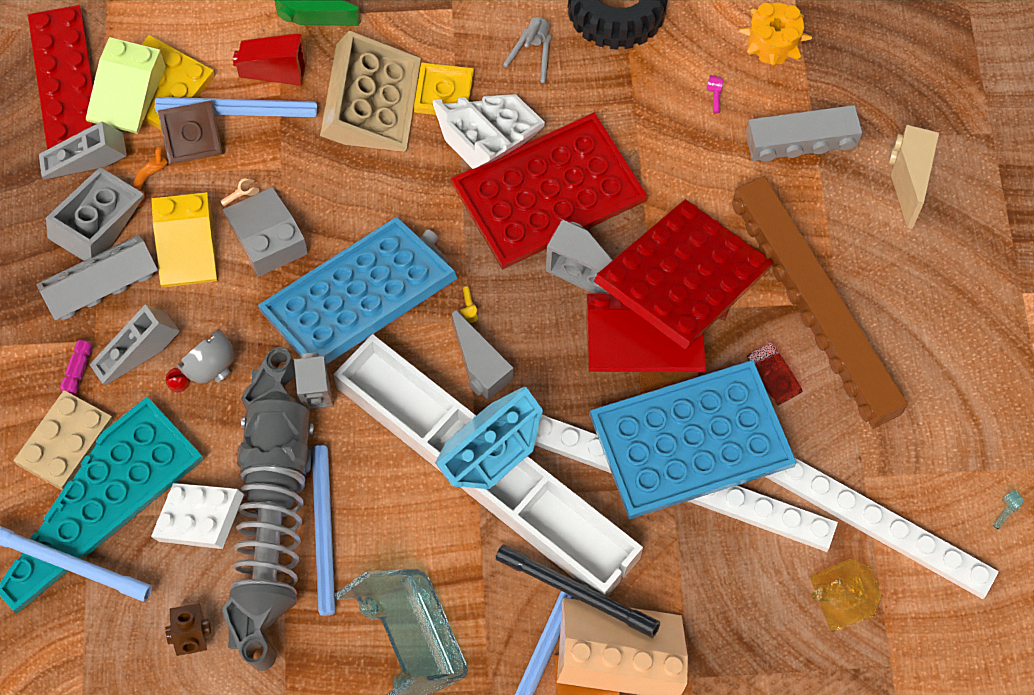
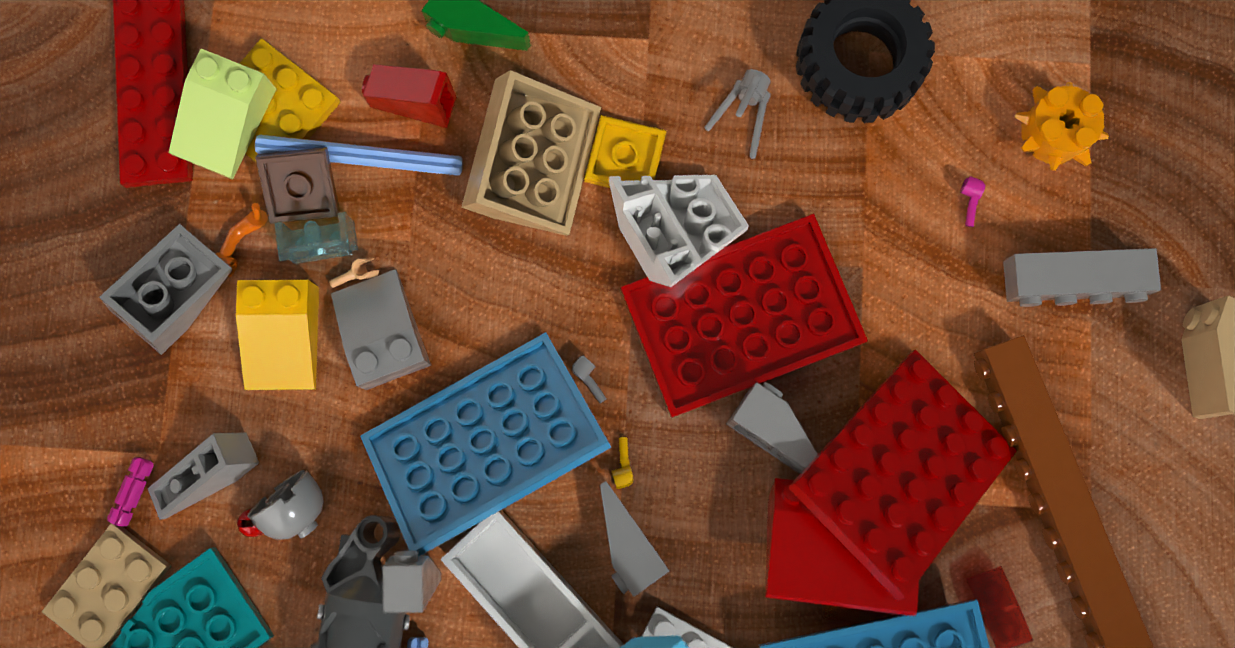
camera: 10 degrees right, 15 degrees up
(84, 152) = (164, 196): light grey slope -> none
(97, 277) = (161, 378): light grey brick -> none
(210, 171) = (316, 241): none -> clear light blue window

